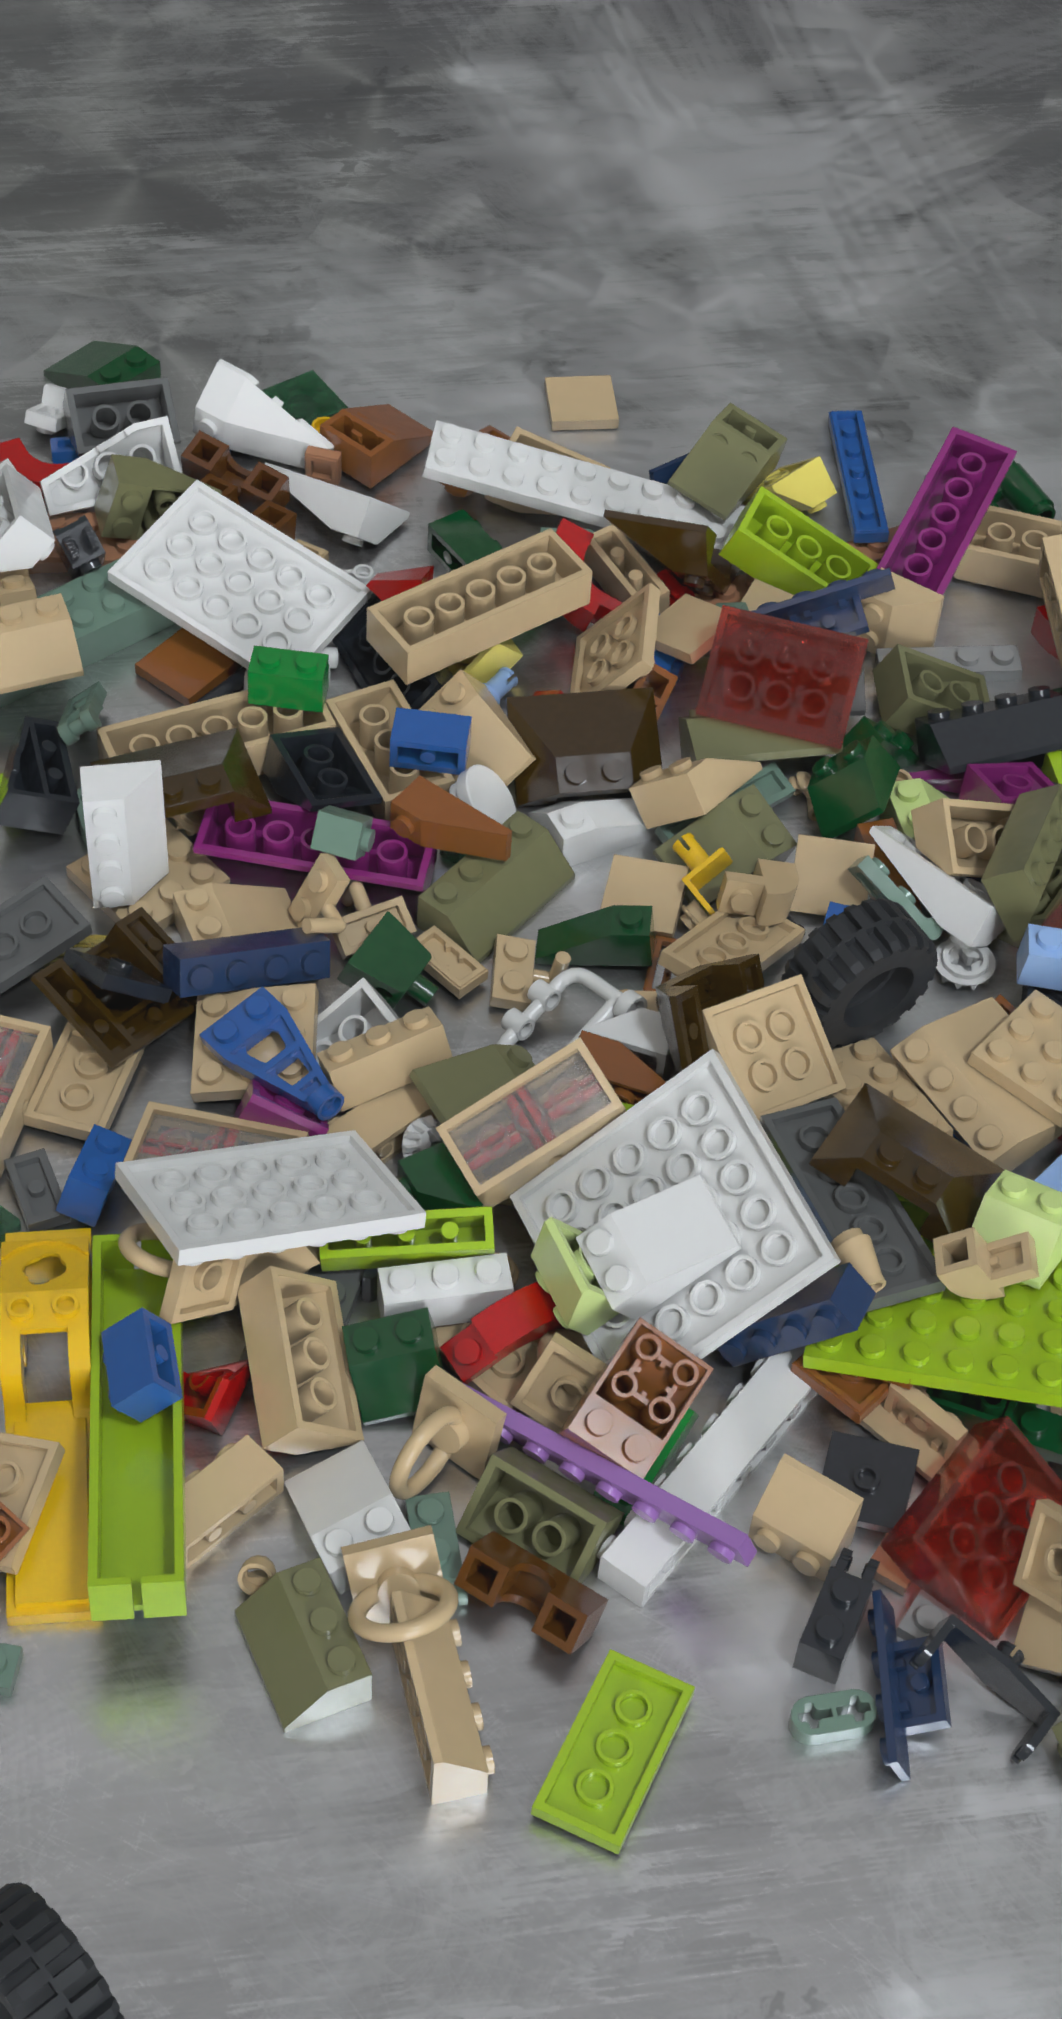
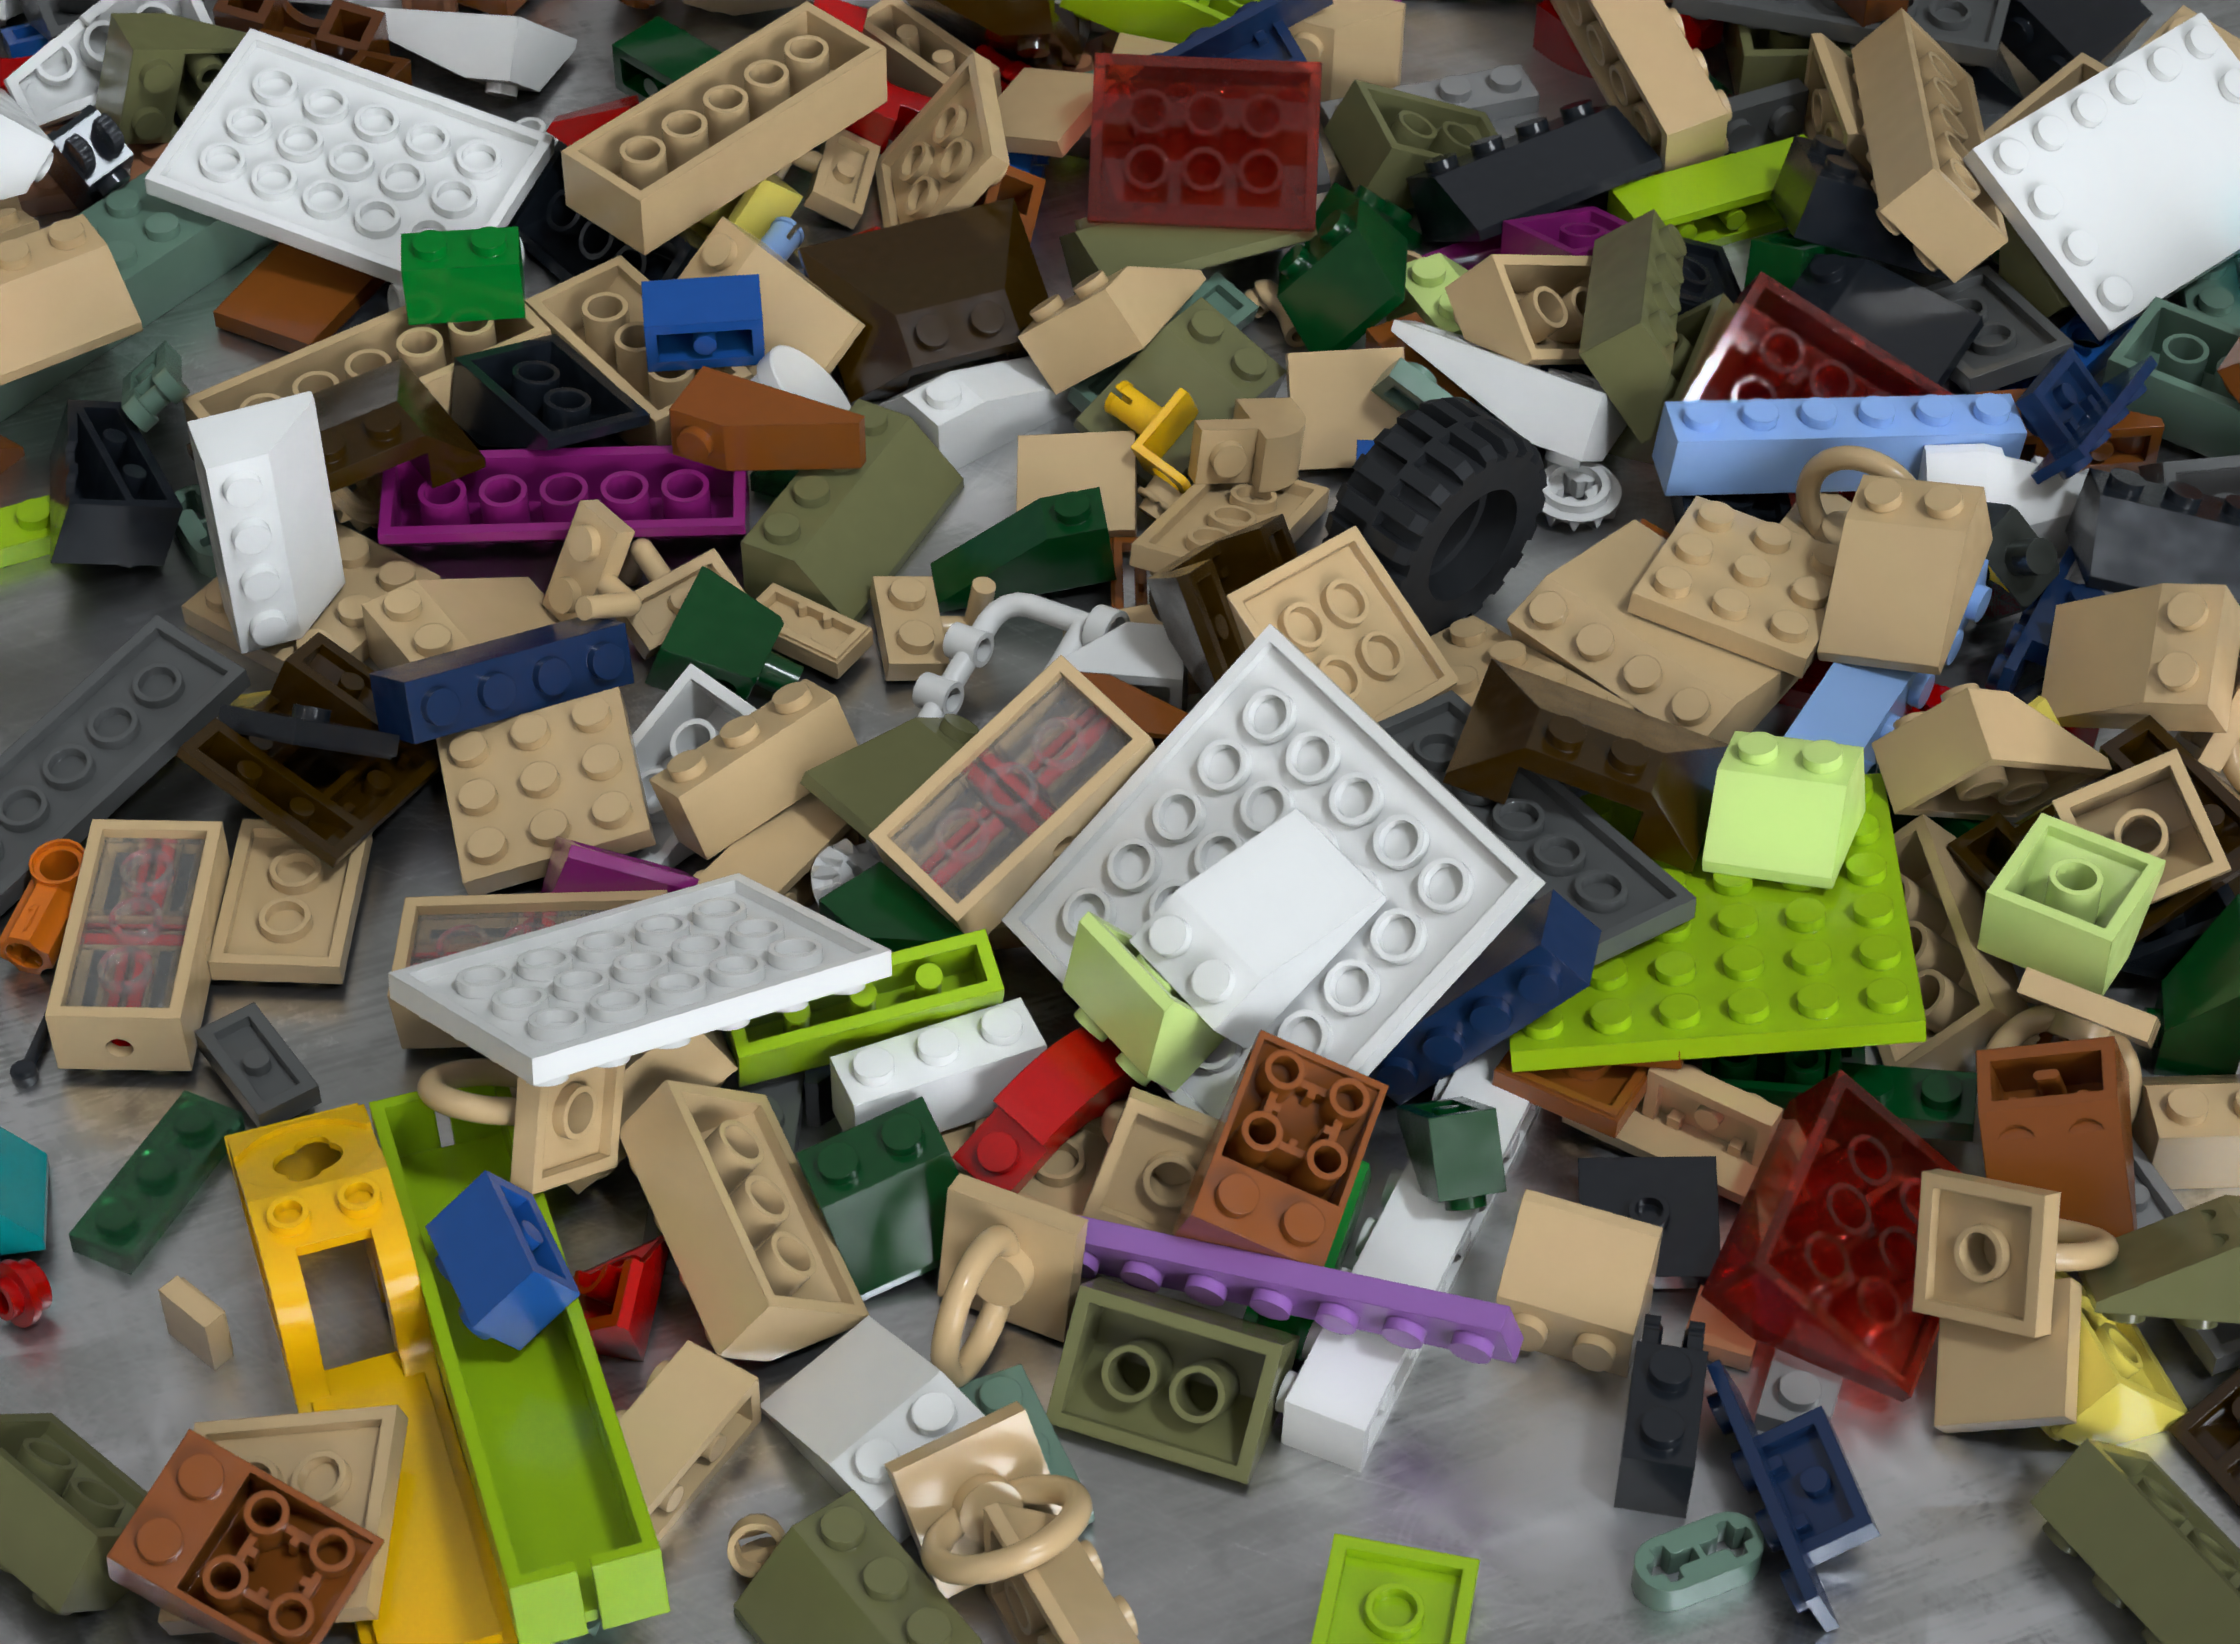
camera: 10 degrees left, 5 degrees down
(93, 1175) = (345, 1022): blue brick -> none
(251, 1023) = (539, 754): blue plate -> none
(343, 833) = (607, 467): sand green brick -> none
(505, 1572) = (1147, 1458): reddish brown arch -> none
(552, 645) = (839, 176): none -> tan plate
(750, 1413) = (1454, 1150): none -> dark green slope
(858, 1249) = (1567, 880): tan cone -> none
(981, 1268) = (1740, 872): tan brick -> none
(998, 1672) = (1928, 1442): black piece -> none

